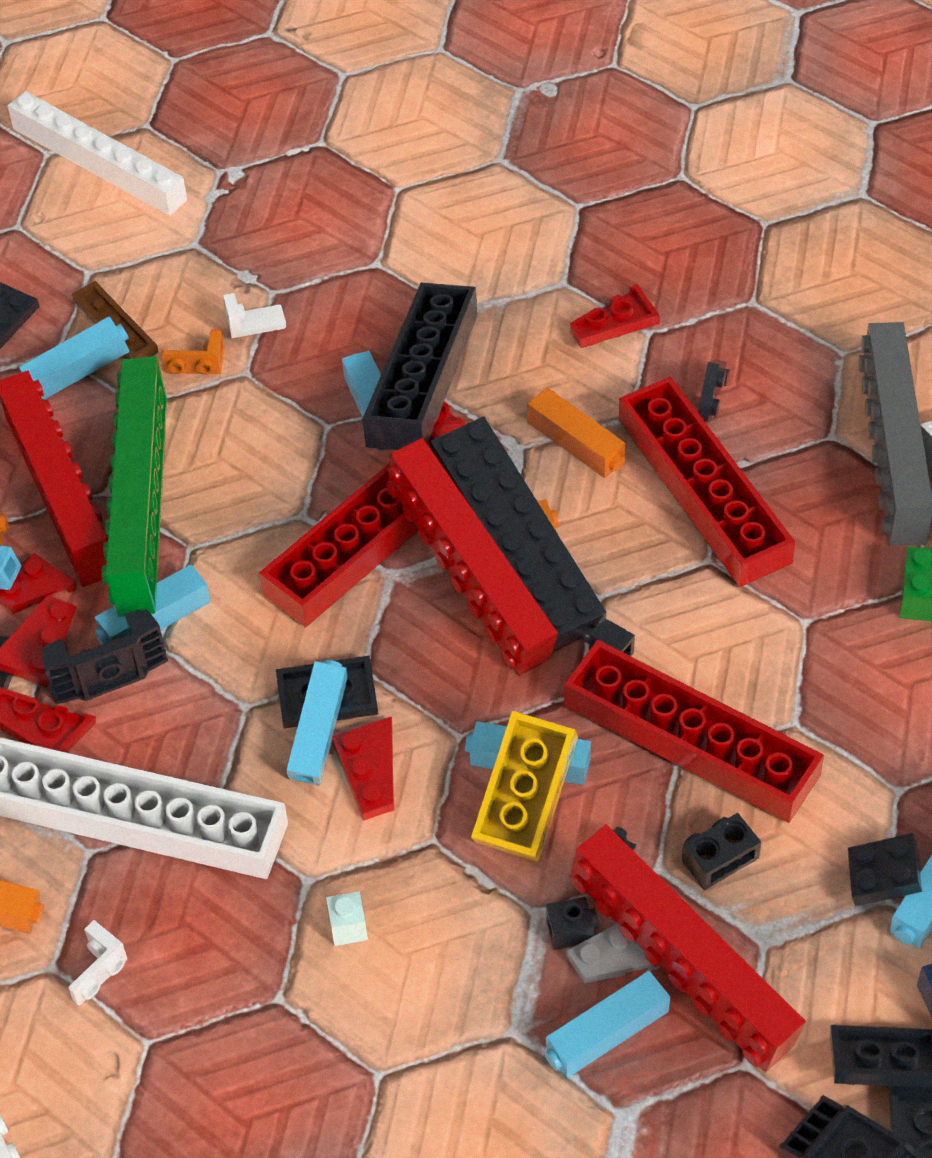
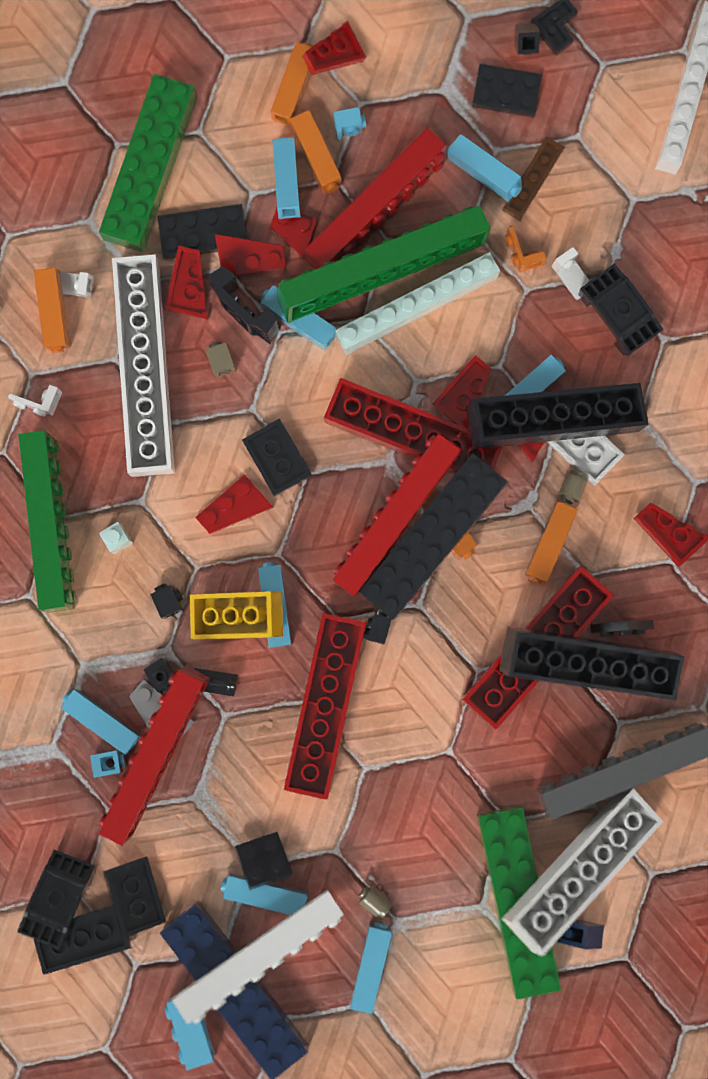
camera: 70 degrees right, 30 degrees up
(159, 715) = (220, 359): none -> dark tan brick
(205, 479) = (417, 303): none -> light aqua brick
(283, 995) = (46, 522): none -> green brick
(317, 722) = (243, 463): medium azure brick -> none
(322, 278) = (621, 309): none -> black plate
(338, 462) = (464, 388): none -> red wing
(466, 883) = (167, 600): none -> black brick
(482, 369) = (589, 455): none -> white tile
(514, 391) = (573, 487): none -> dark tan brick
(669, 1046) = (100, 765): none -> medium azure brick
(726, 856) = (241, 757): black brick -> none
(745, 417) = (591, 663): none -> black brick

